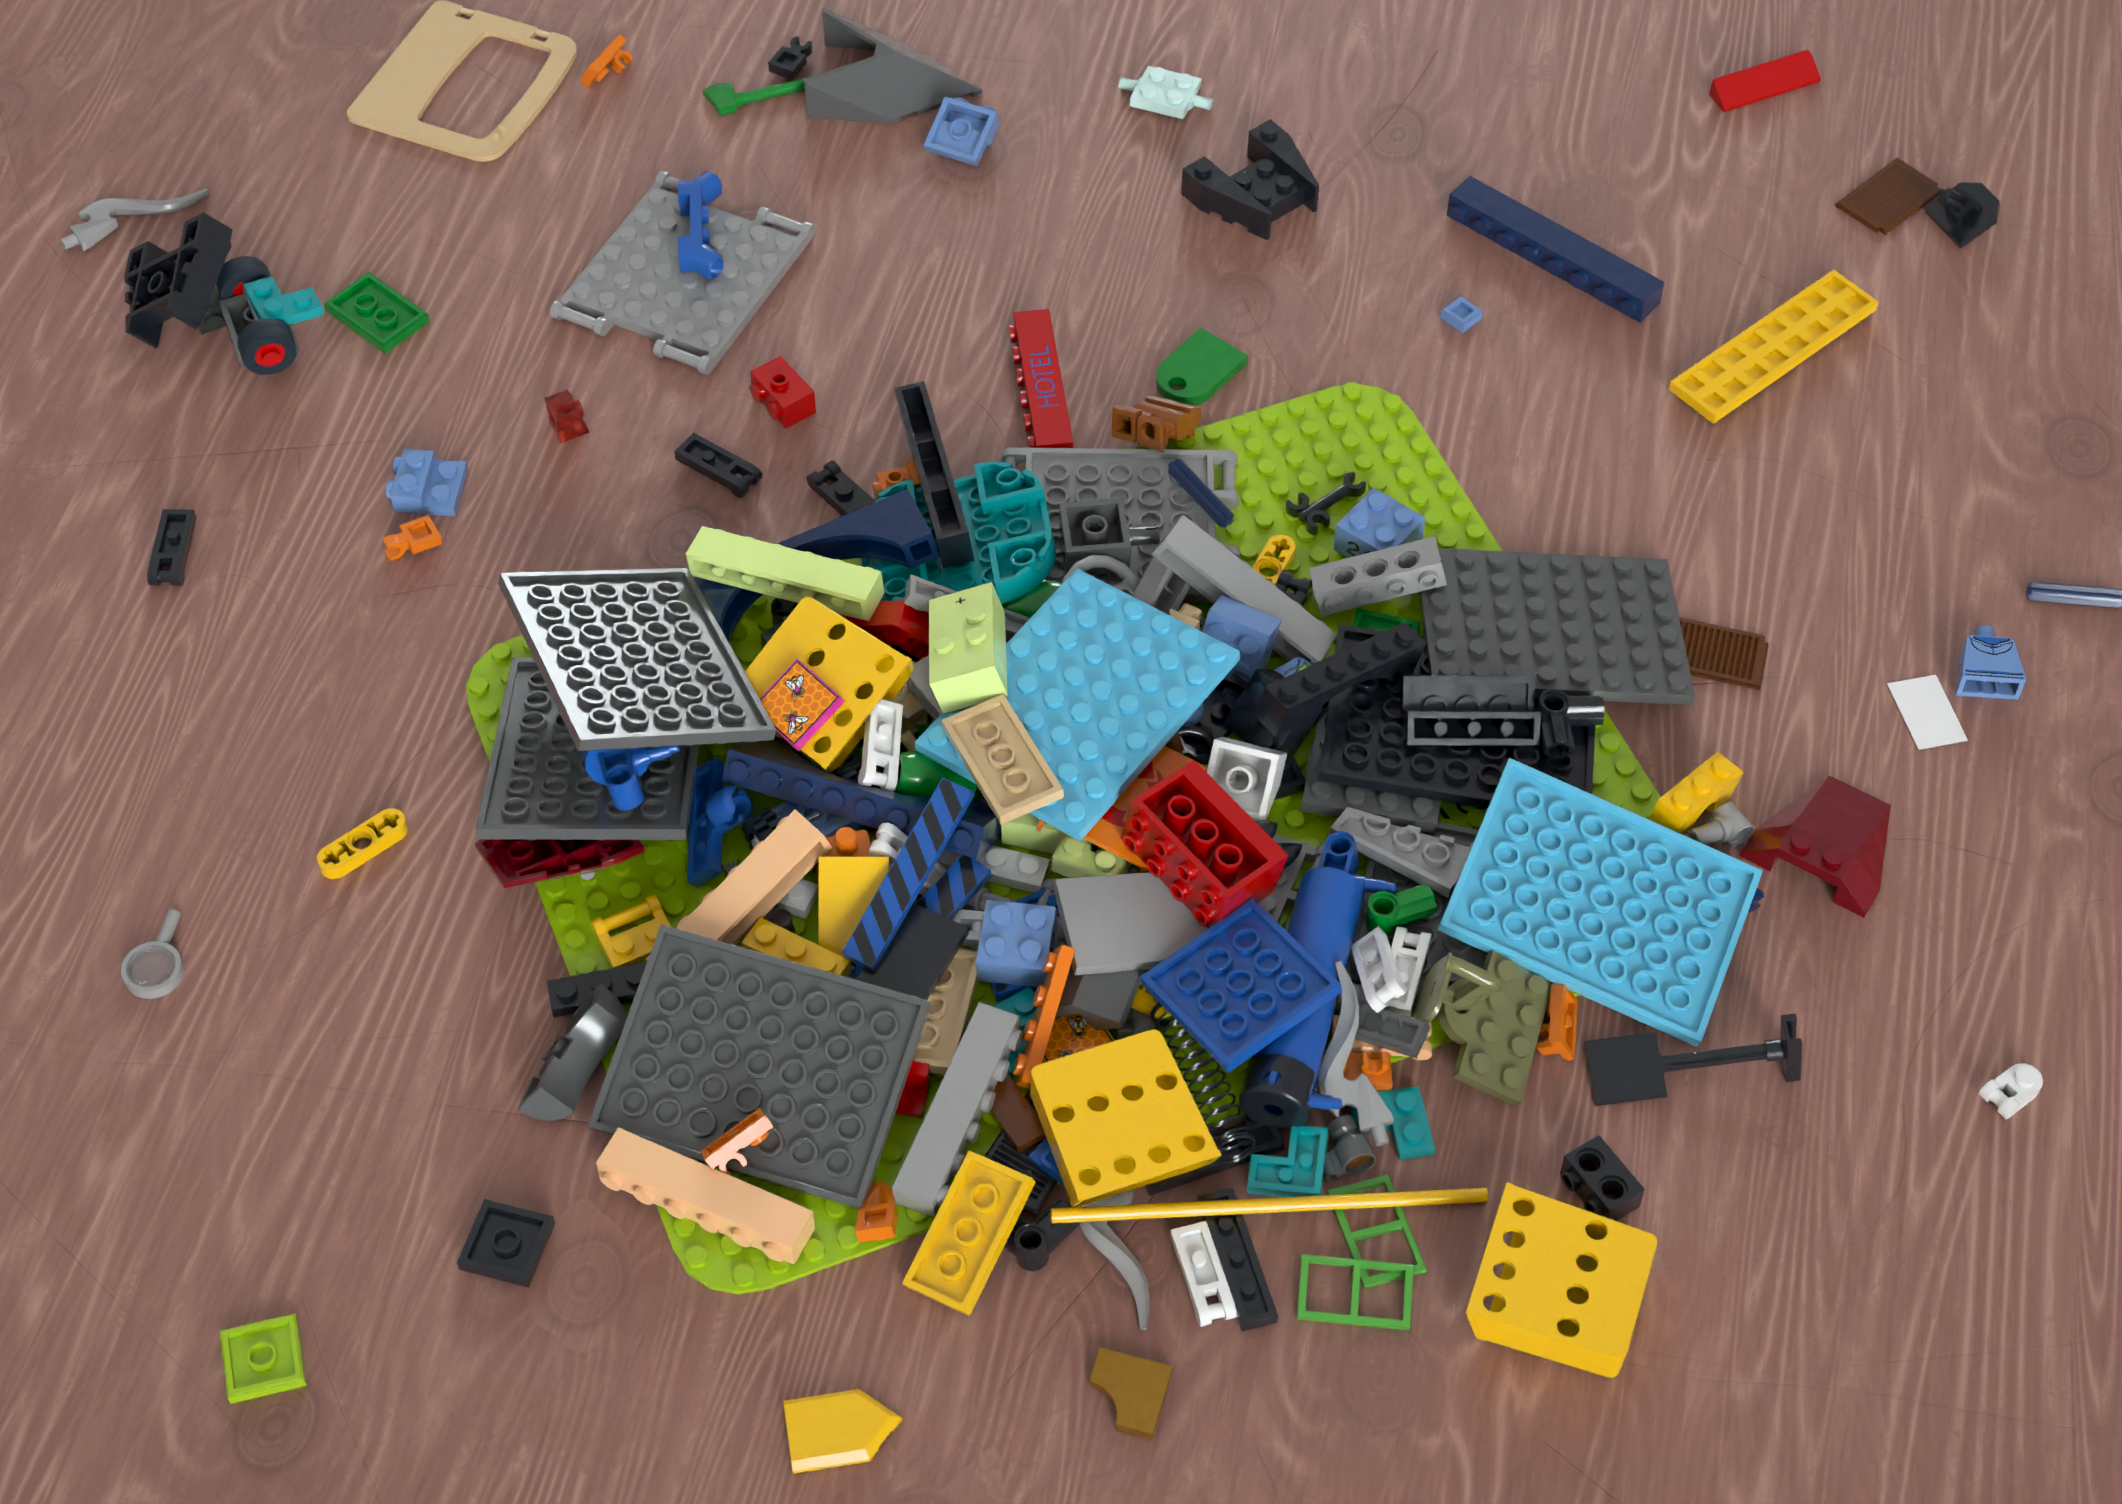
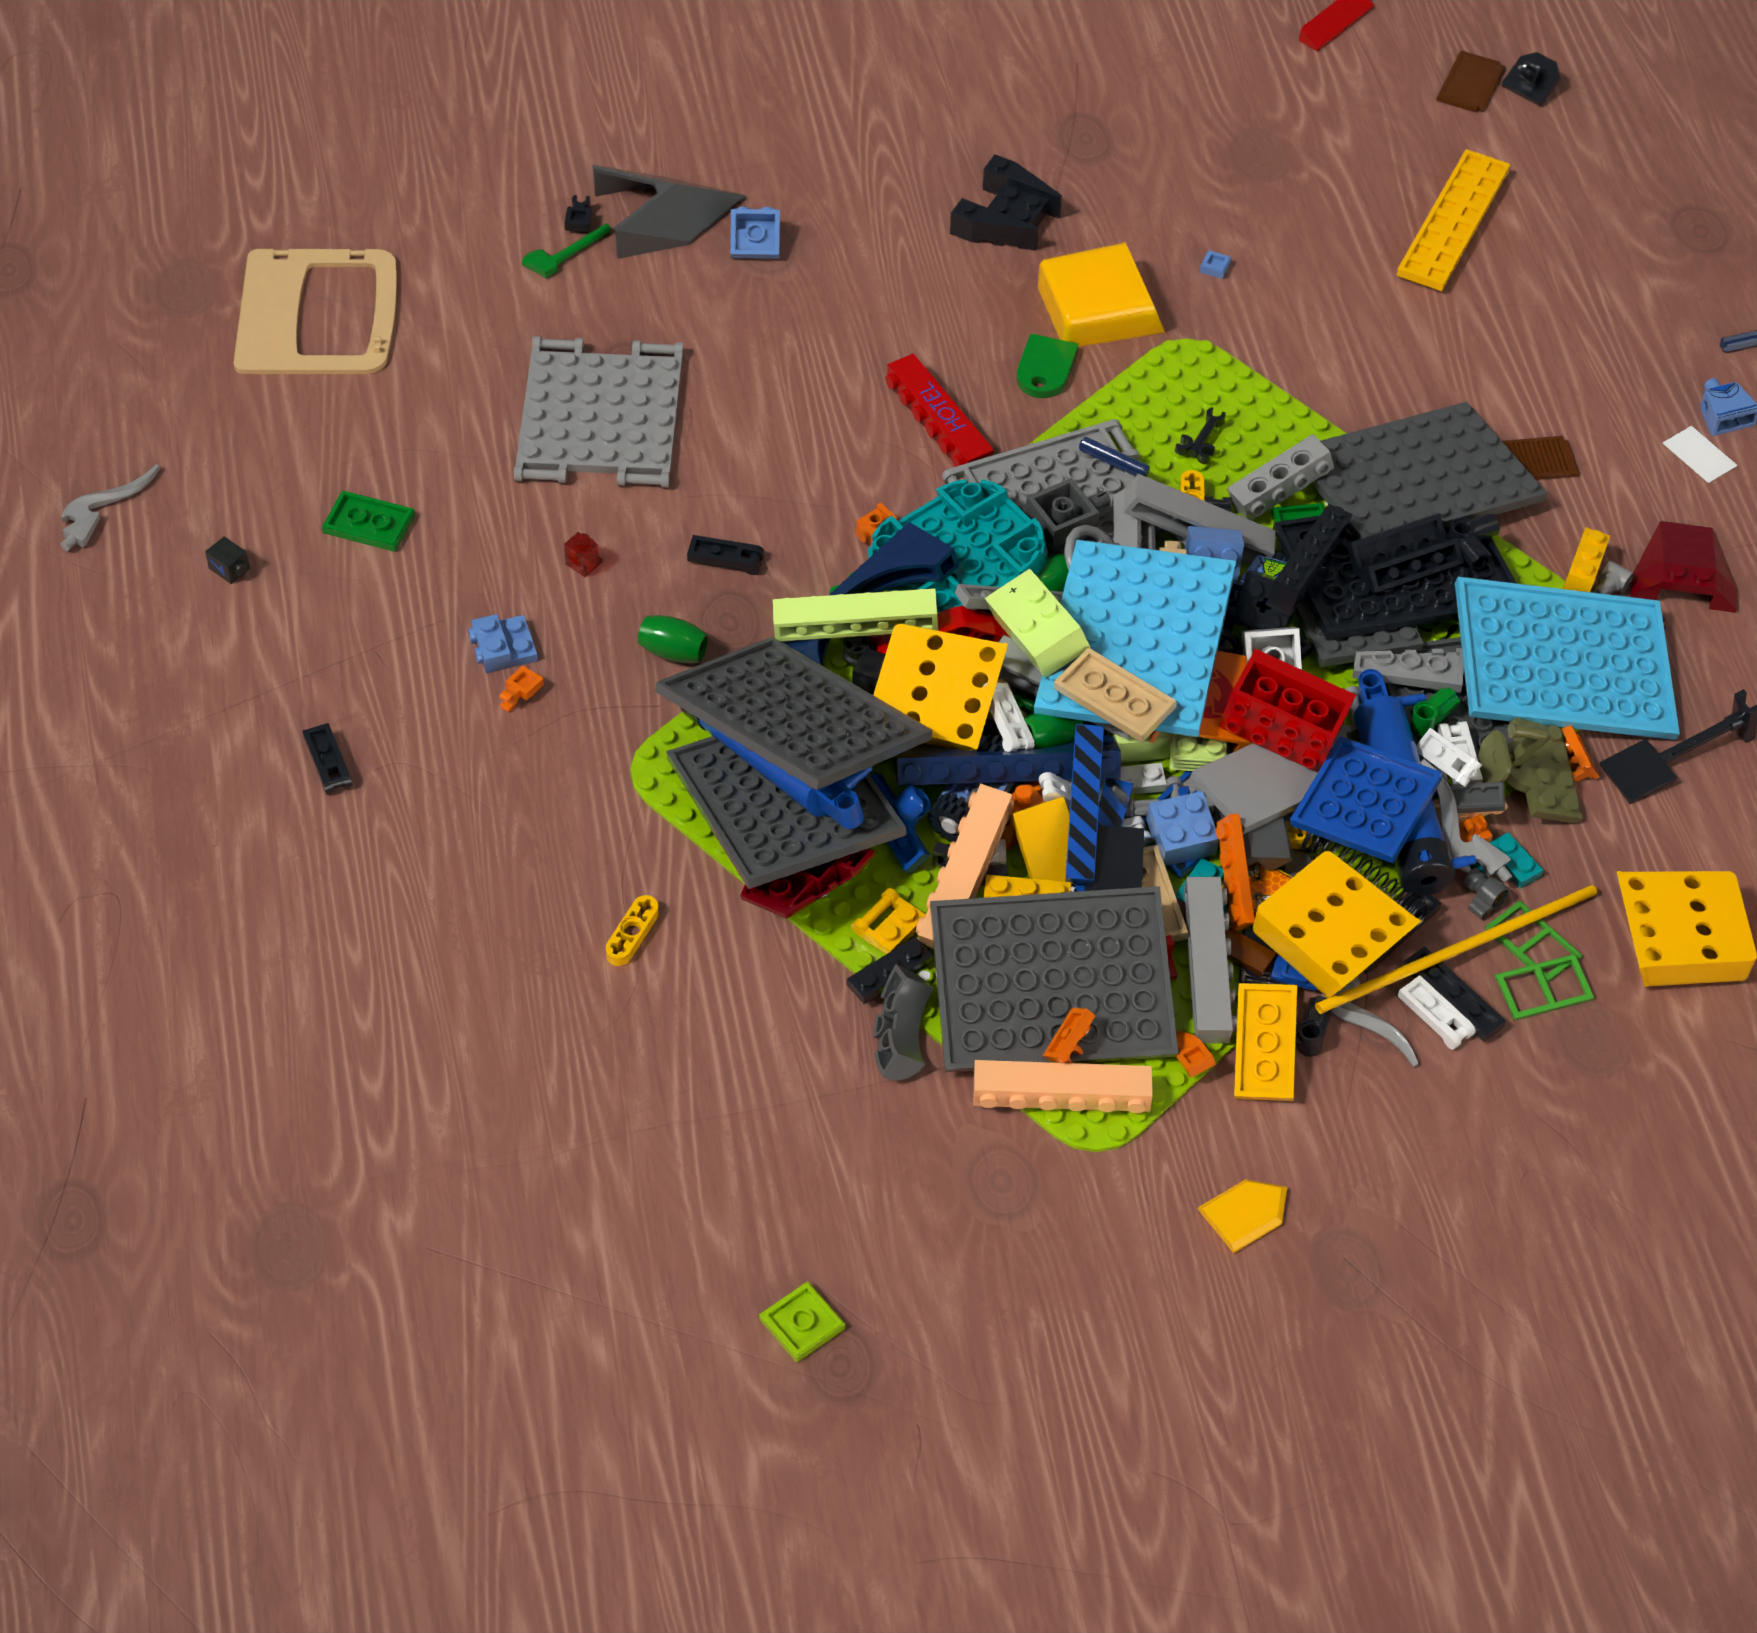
camera: 25 degrees left, 0 degrees up
(154, 966) = (529, 1077): piece -> none
(176, 281) = (201, 547): black wedge -> none
(262, 344) = (282, 554): black brick -> none
(289, 308) = (302, 541): teal plate -> none
(506, 1243) = (932, 1174): black plate -> none
(599, 537) = (673, 639): none -> green piece
(612, 54) = (429, 260): orange plate -> none
(693, 202) = (607, 393): blue plate -> none
(782, 392) = (742, 481): red brick -> none
(799, 704) = (935, 705): tile -> none
(843, 494) = (835, 546): black plate -> none
(934, 475) = (912, 502): black brick -> none
(1134, 1388) = (1434, 1106): pearl gold tile -> none
(1155, 417) = (1043, 410): dark orange hips -> none
(1165, 92) = (892, 156): light aqua plate -> none
(1292, 1176) = (1460, 922): teal plate -> none
(1299, 308) = (1097, 296): none -> yellow piece
(1376, 525) = (1256, 443): medium blue brick -> none
(1555, 249) = (1256, 192): dark blue brick -> none
(1609, 1177) = (1666, 849): black brick -> none

